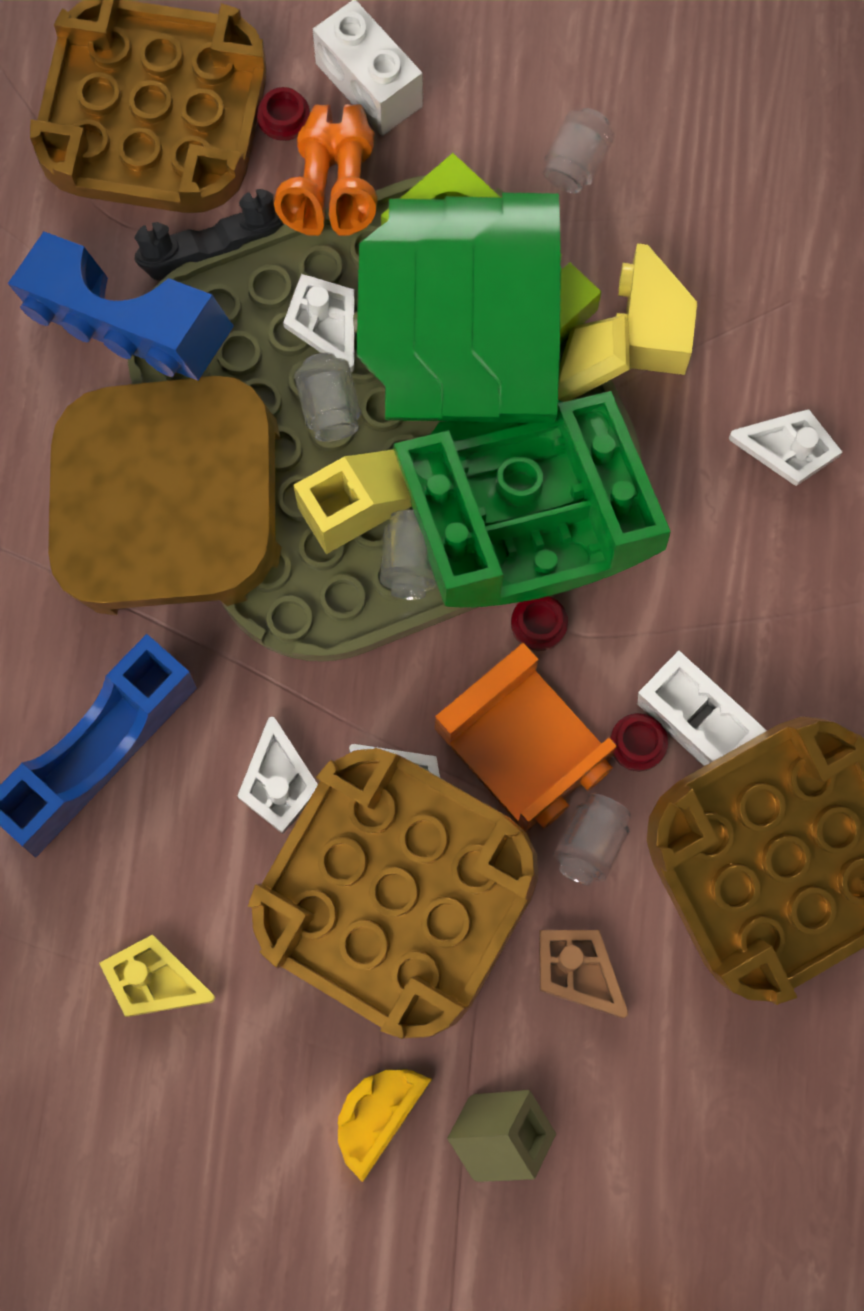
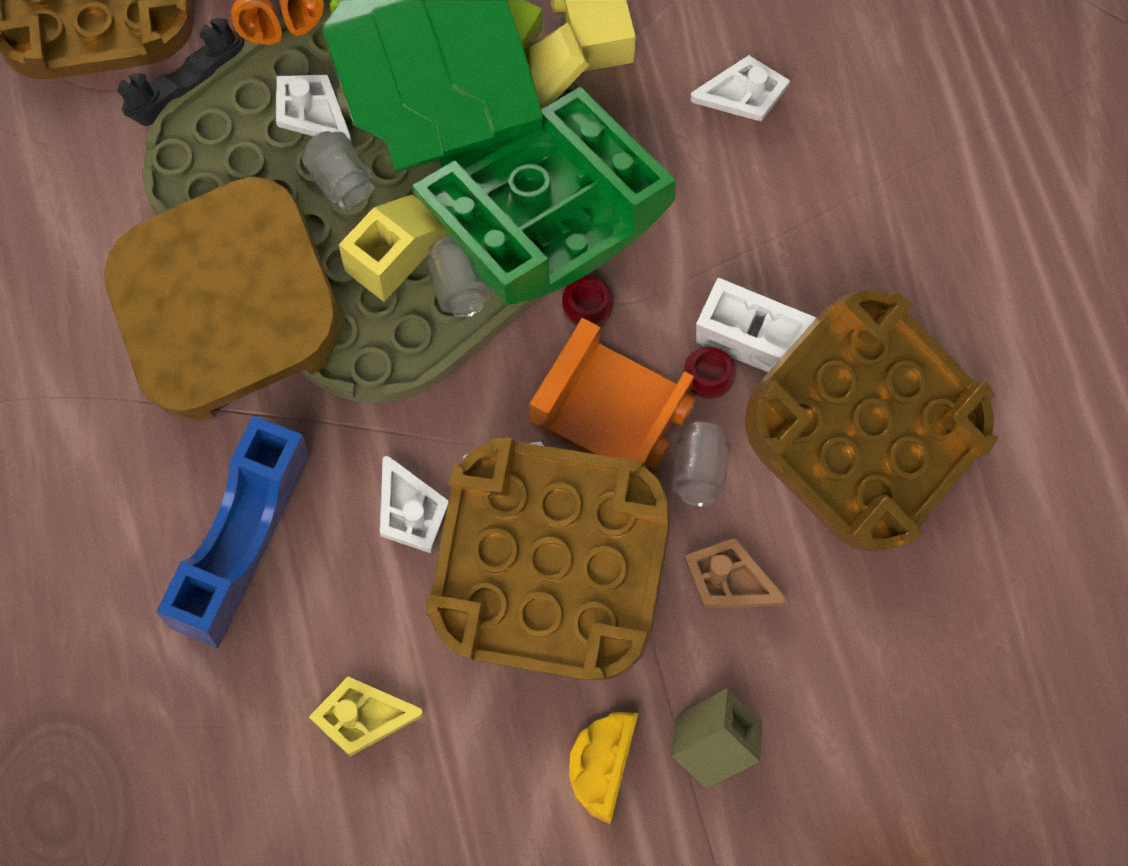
camera: 20 degrees left, 5 degrees down
(168, 327) = (179, 153): blue arch -> none

